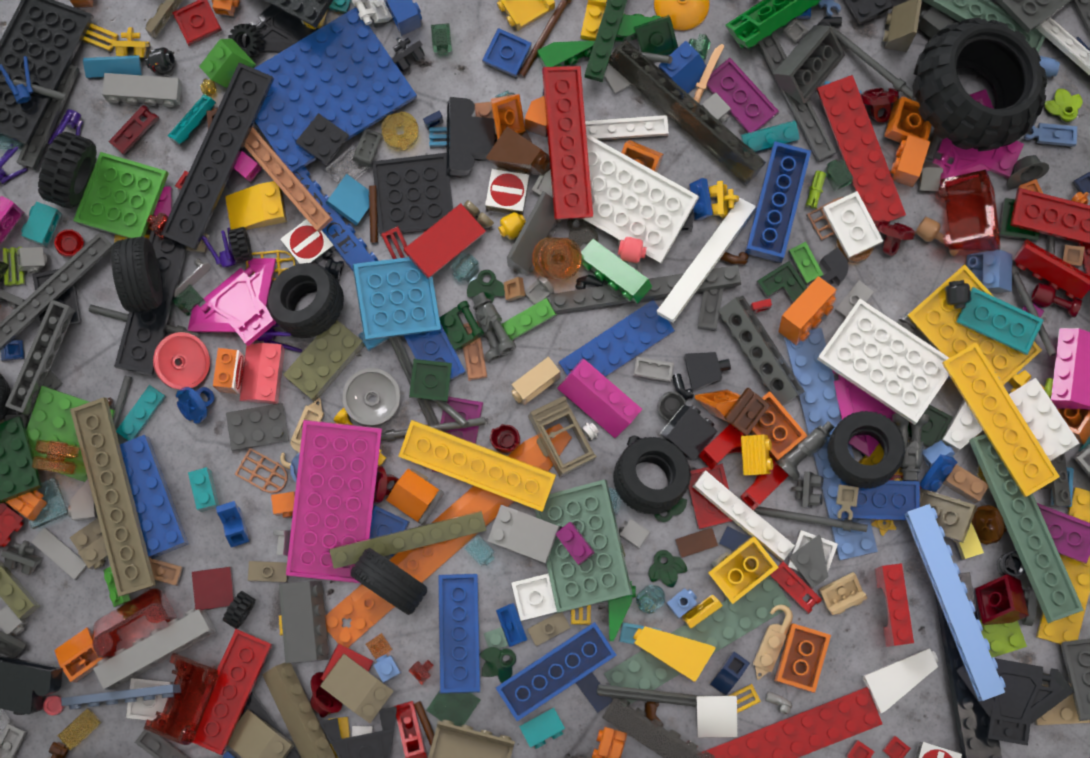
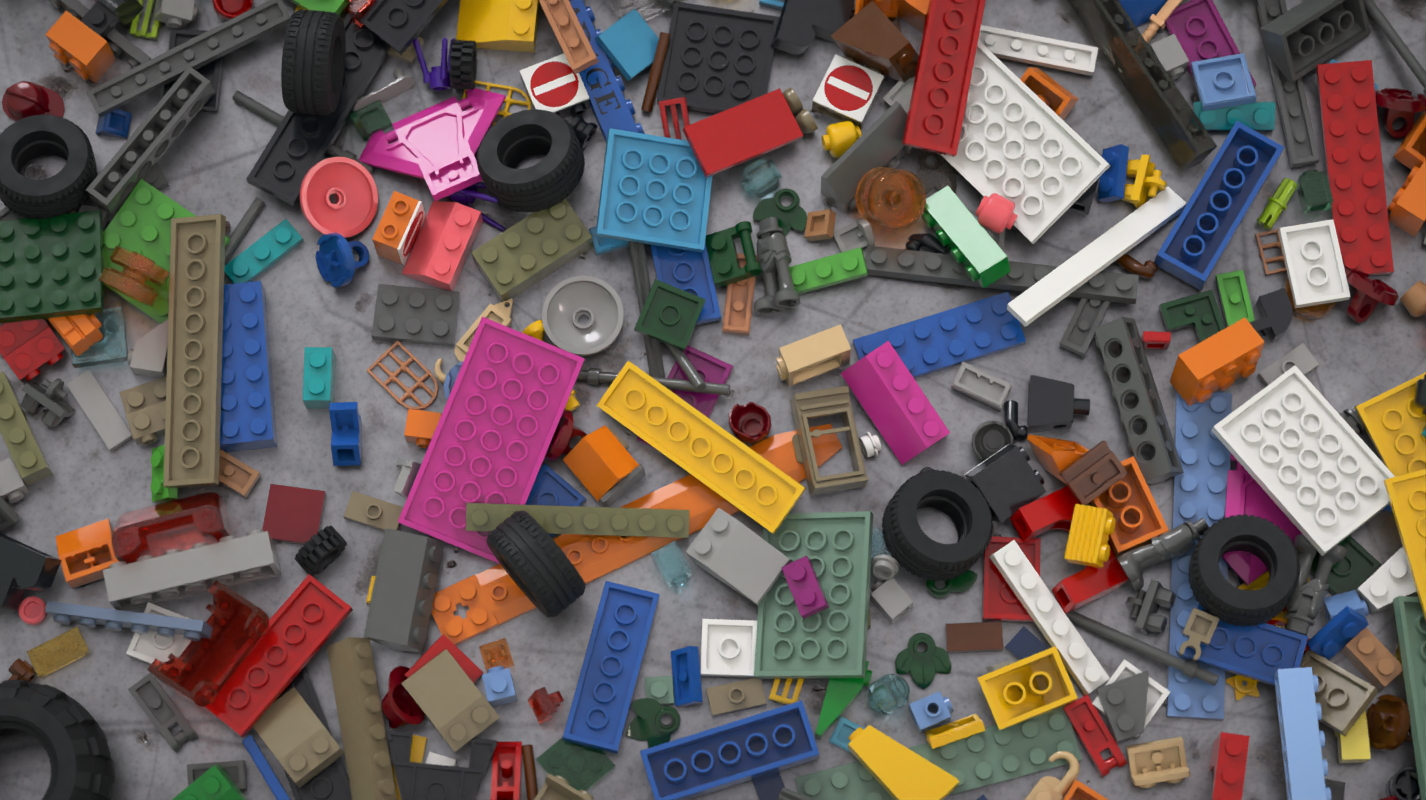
camera: 15 degrees right, 5 degrees down
(624, 513) = (884, 566): none -> light grey plate
(757, 116) = (1223, 82): none -> medium blue tile

